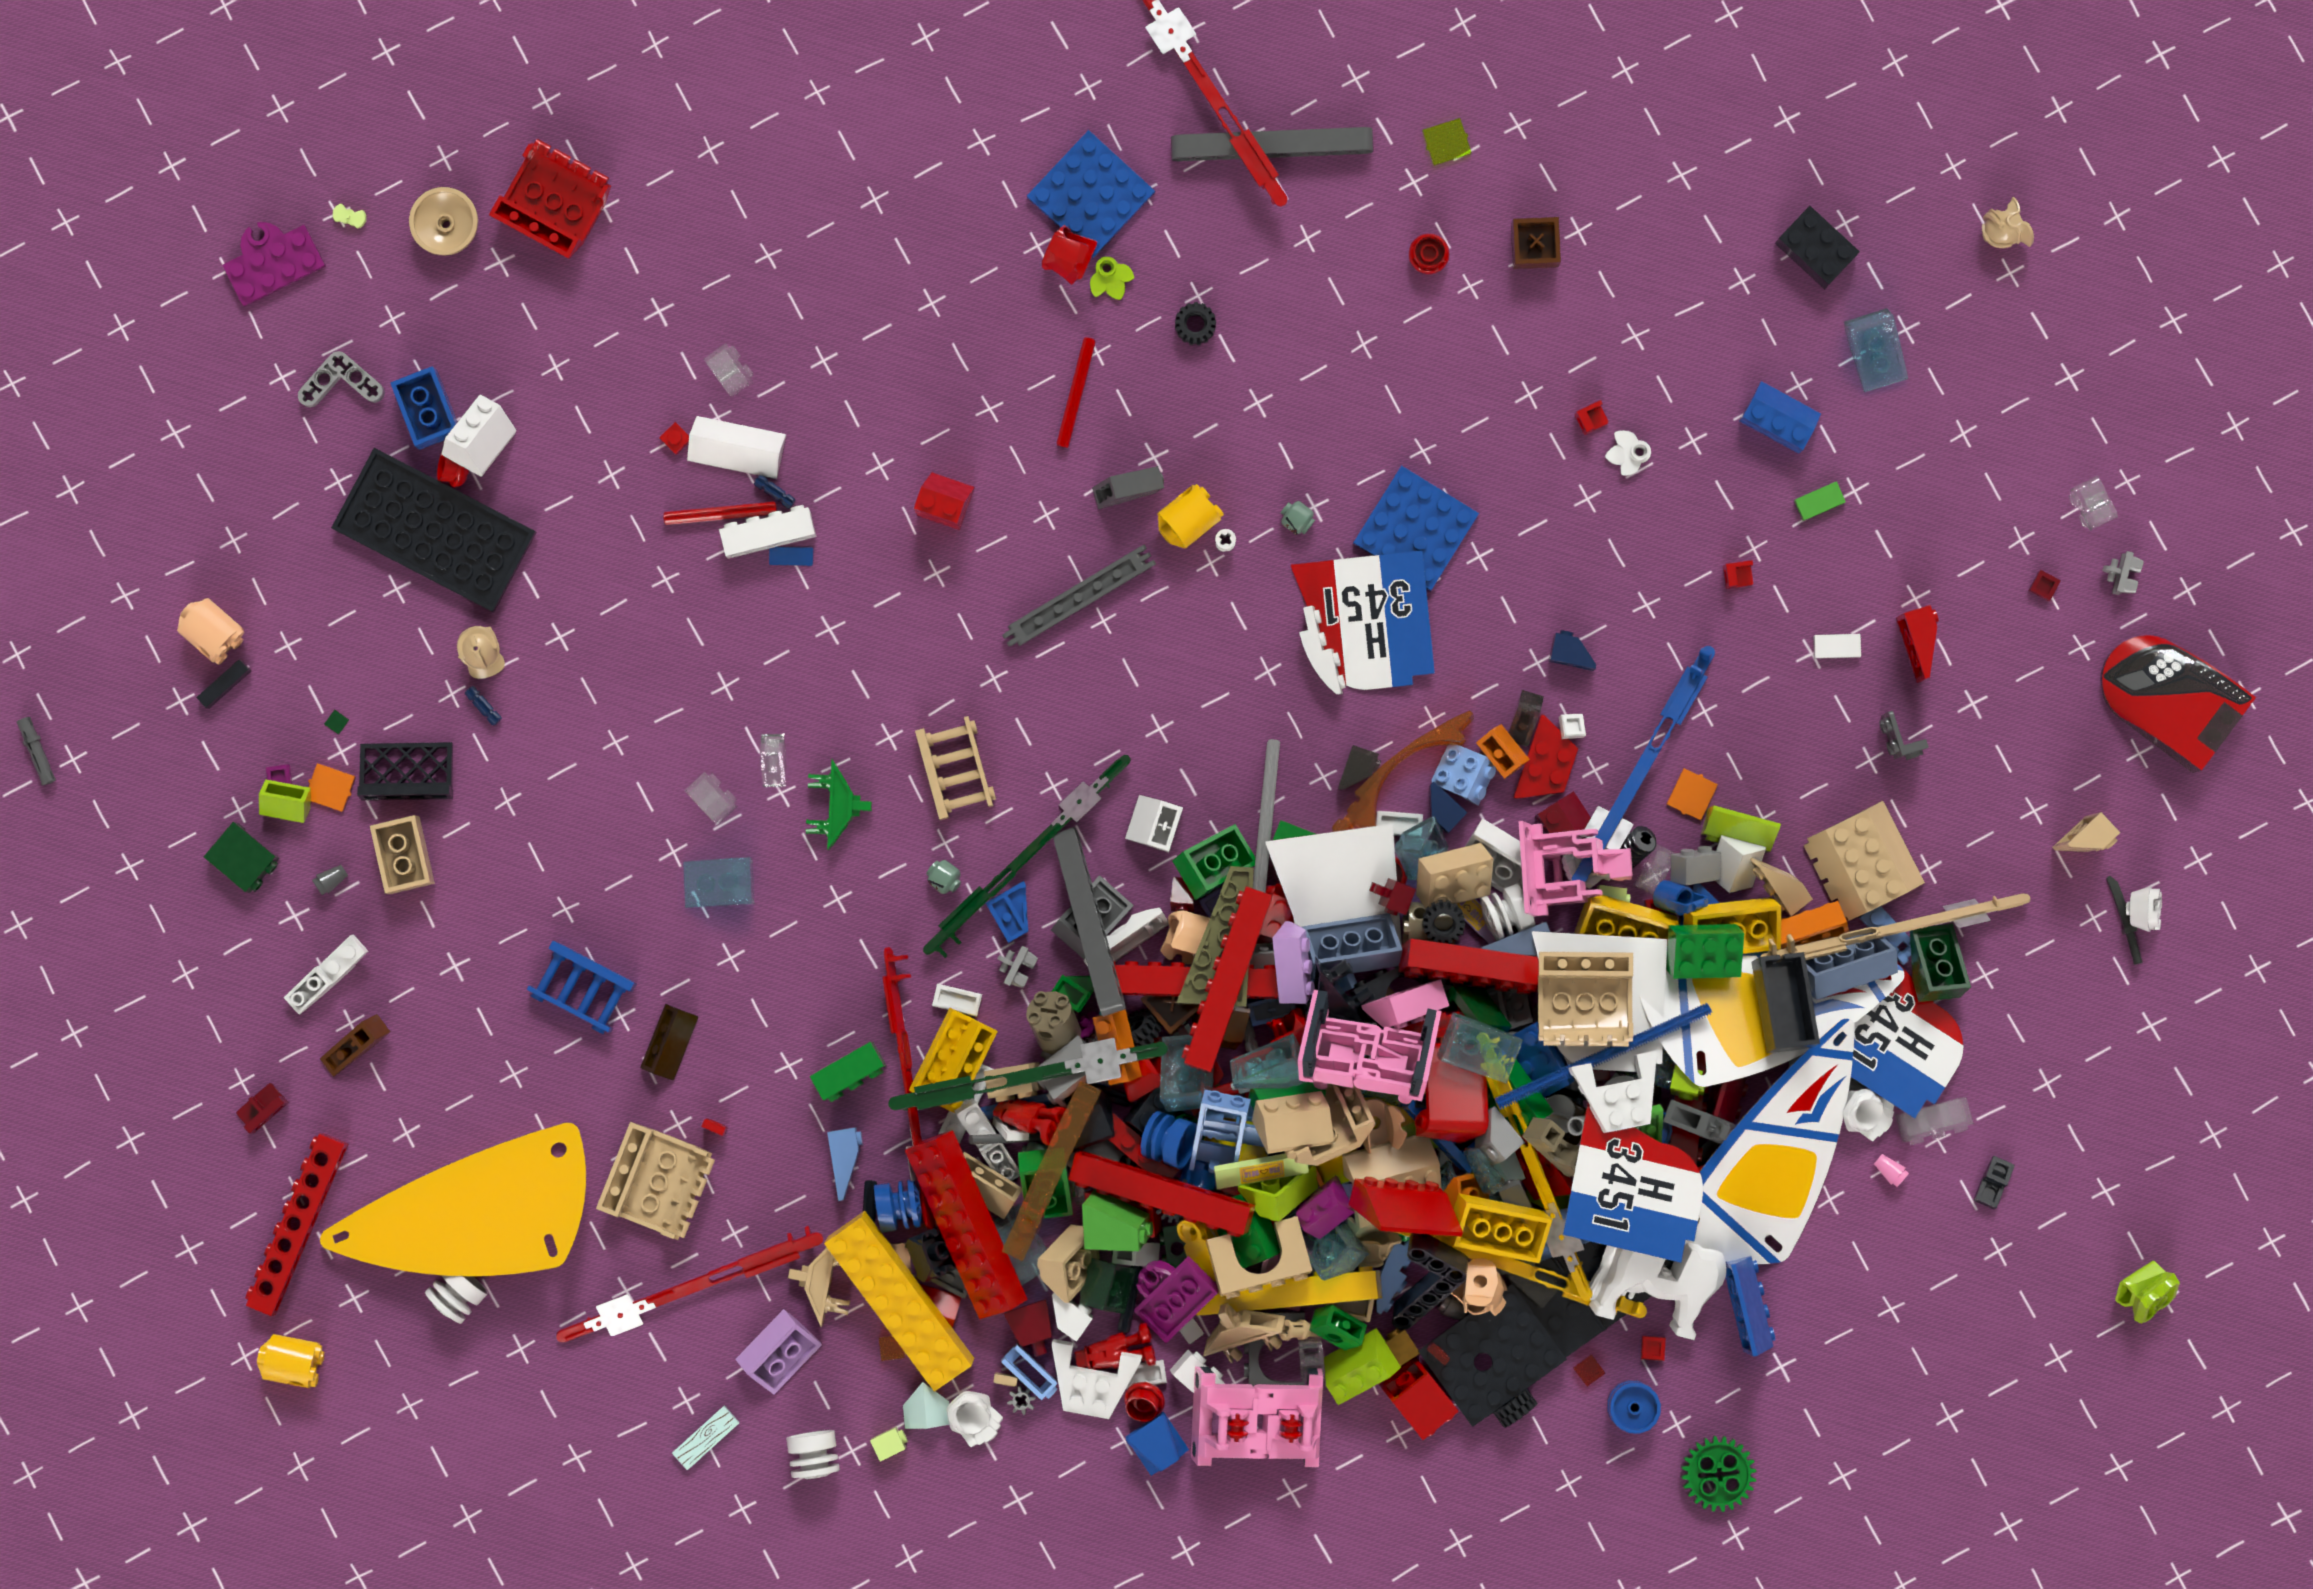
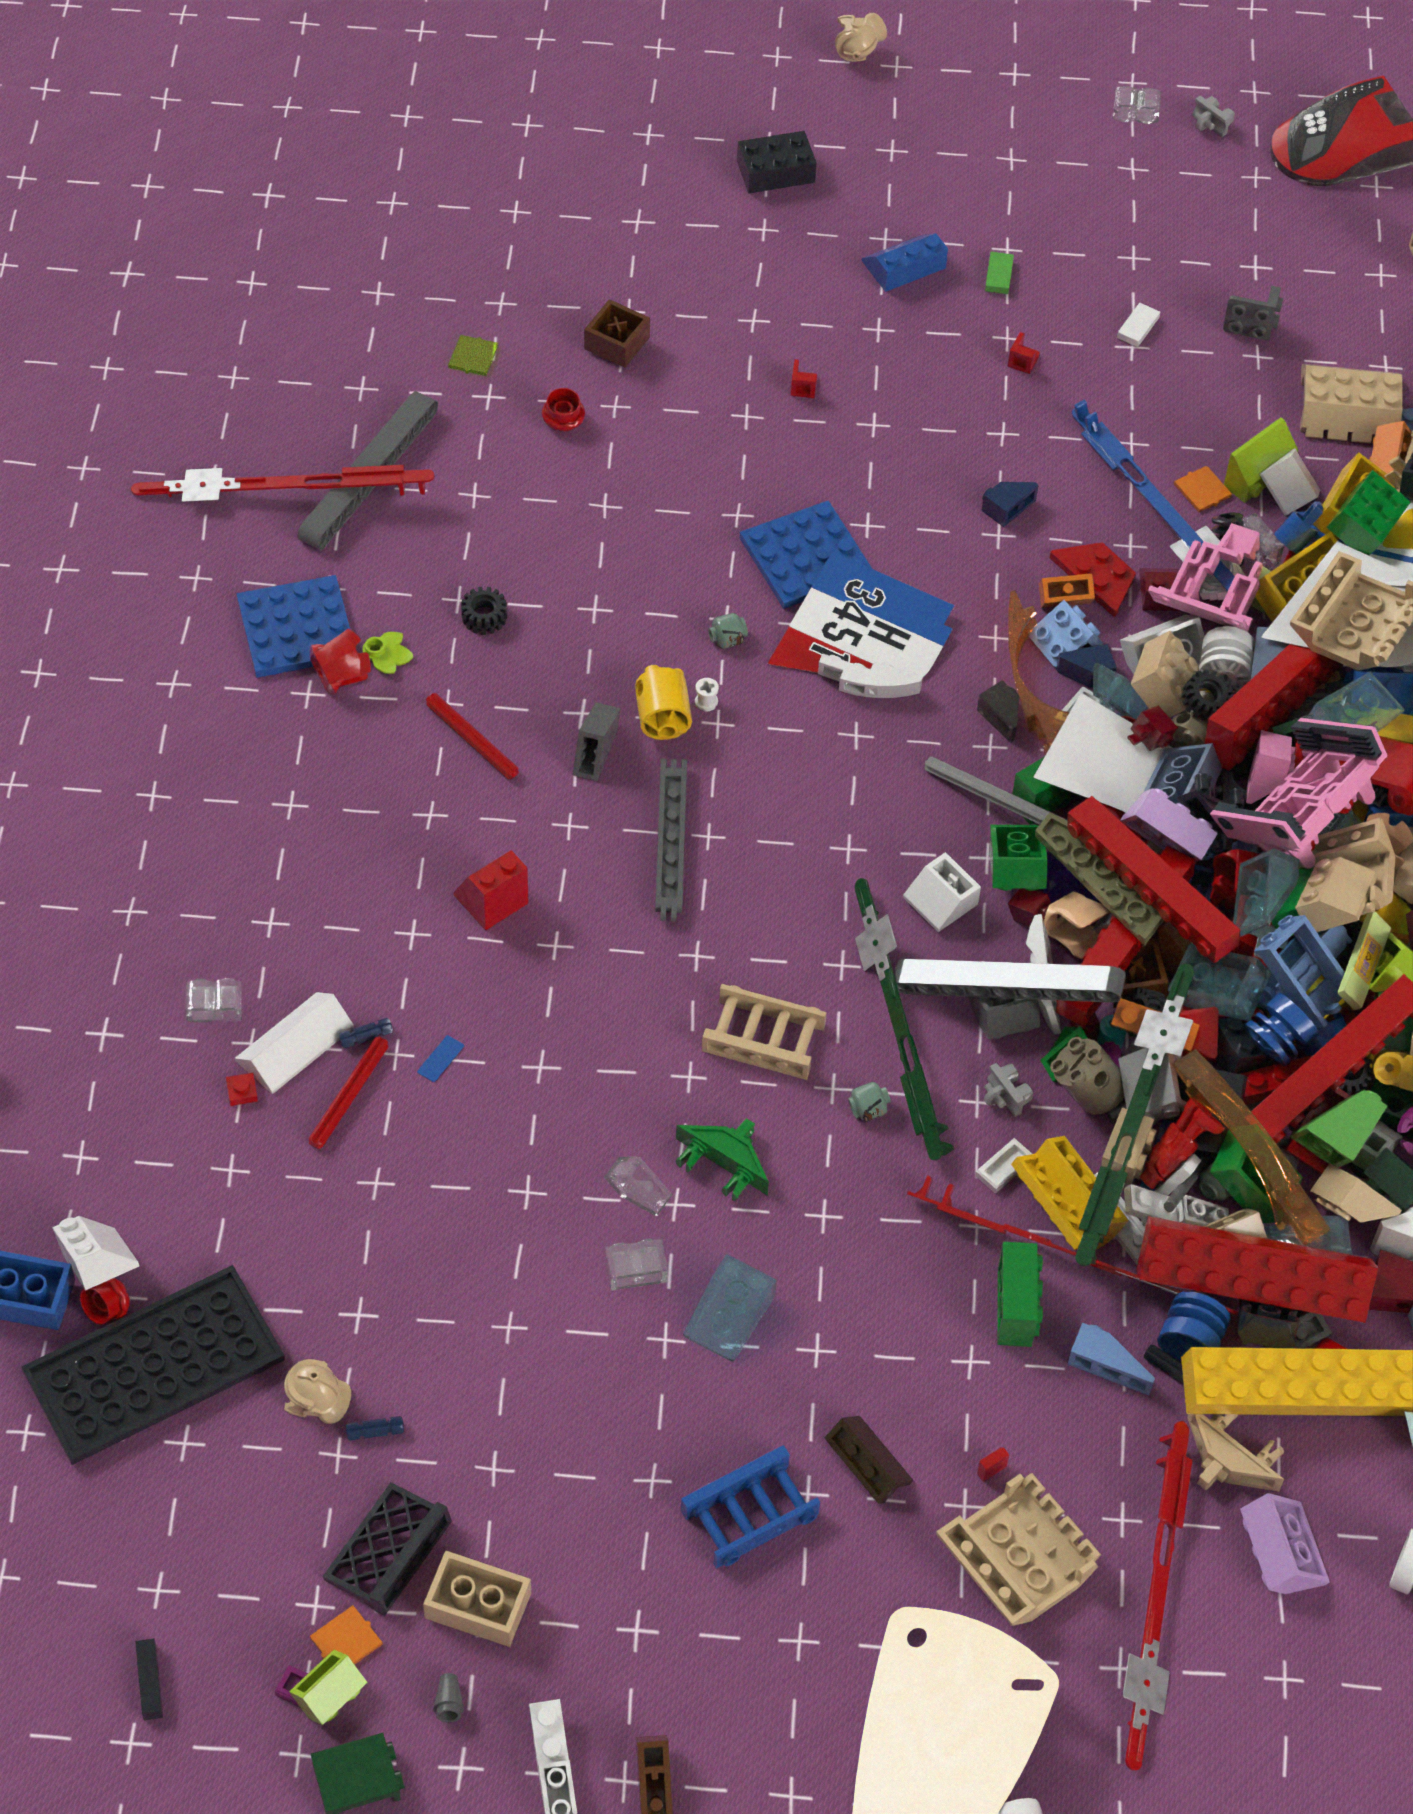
camera: 60 degrees left, 30 degrees down
(210, 630) = (80, 1647): light nougat cylinder -> none
(336, 722) = (279, 1590): dark green sticker -> none
(705, 1437) = (1340, 1680): light aqua tile -> none
(767, 532) = (402, 1055): white brick -> none
(890, 1349) = (1344, 1435): clear orange tile -> none
(1010, 912) = (947, 1066): blue wing -> none
(1525, 717) = (1043, 558): clear smoke slope -> none
(1572, 726) = (1078, 535): white tile -> none
(1624, 452) = (855, 373): white plate -> none
(1696, 866) = (1275, 505): light grey brick -> none
(1783, 886) = (1331, 454): tan slope -> none
(1876, 349) = (894, 169): clear light blue slope -> none
(1919, 636) = (1178, 261): red slope -> none
(2044, 585) = (1184, 171): dark red tile -> none

